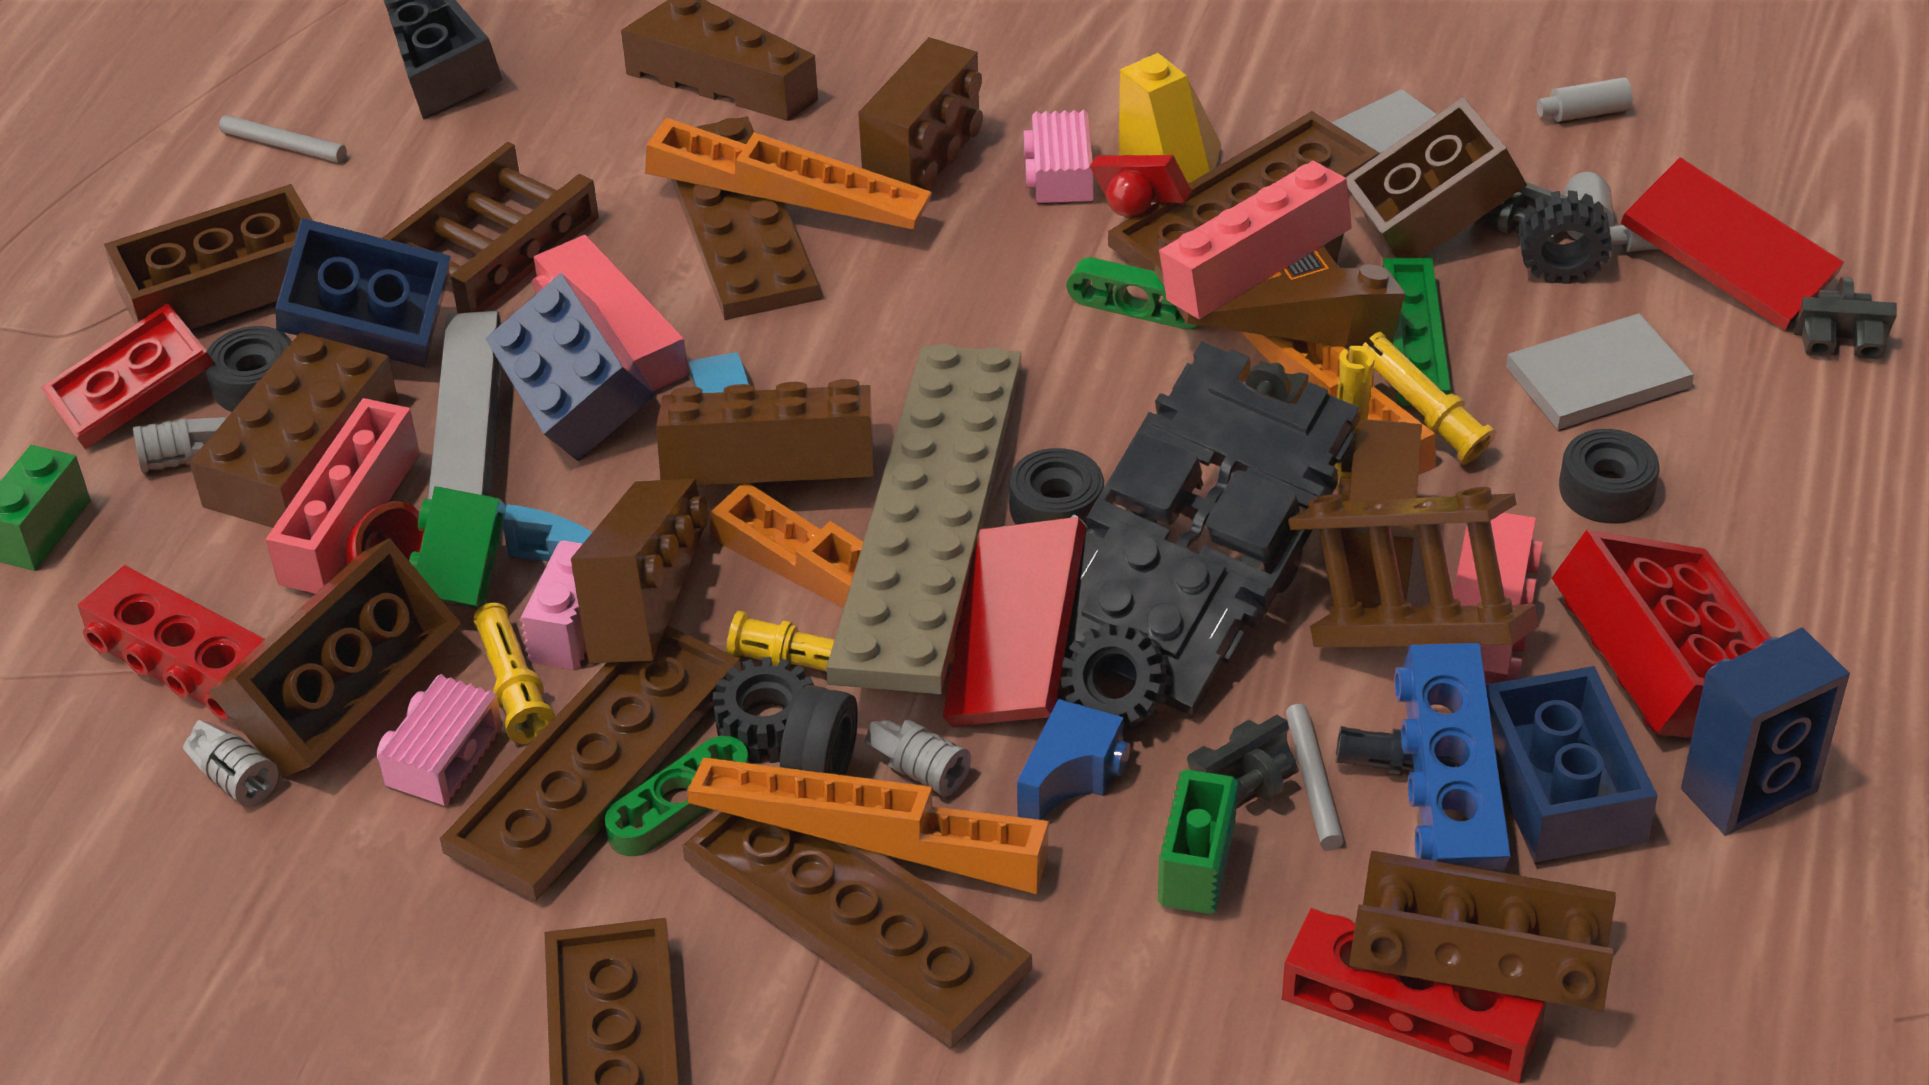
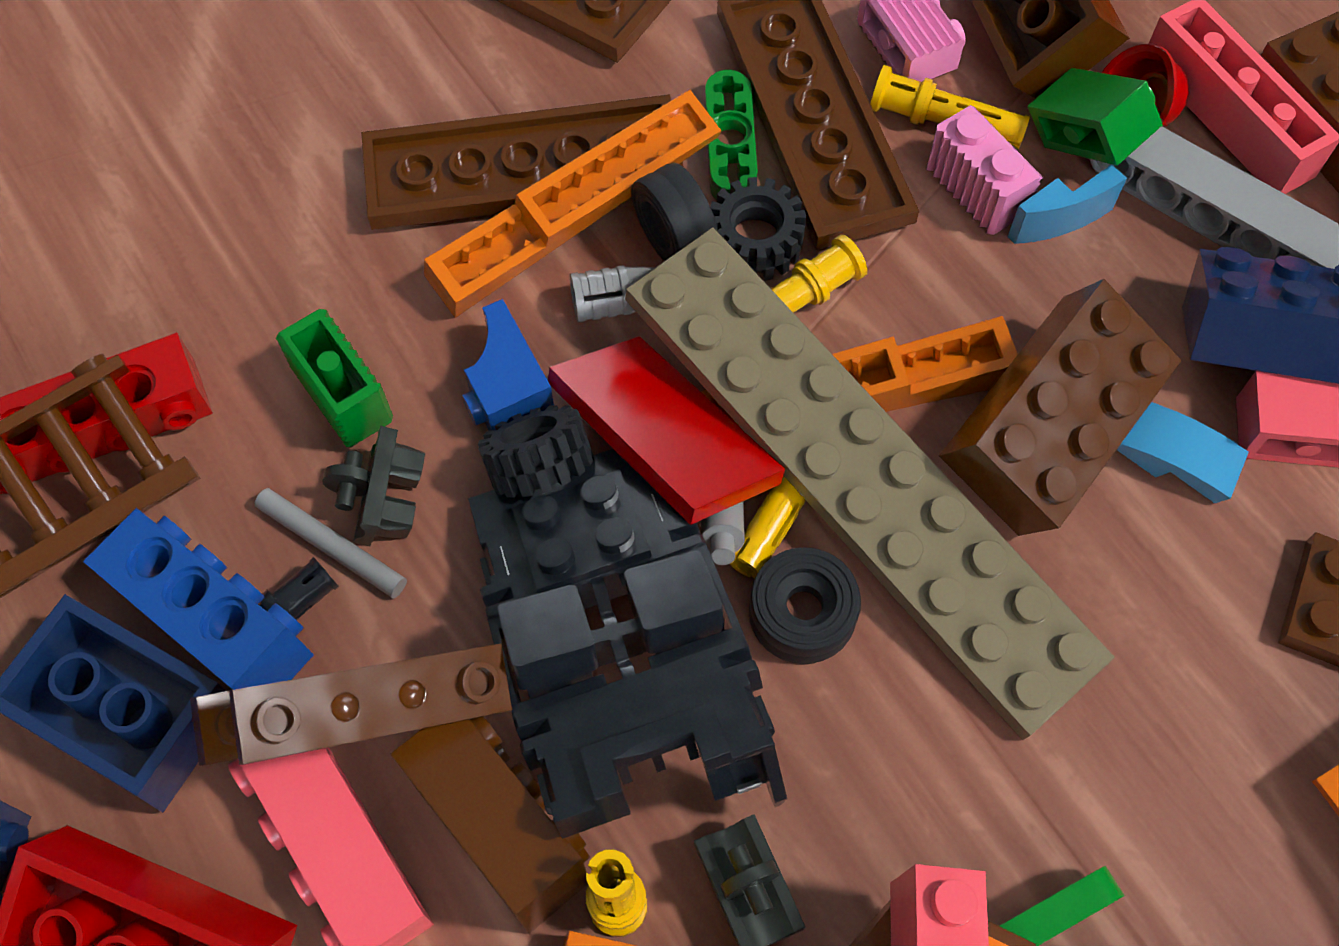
camera: 130 degrees right, 20 degrees up
(635, 568) = (974, 214): reddish brown wedge -> none

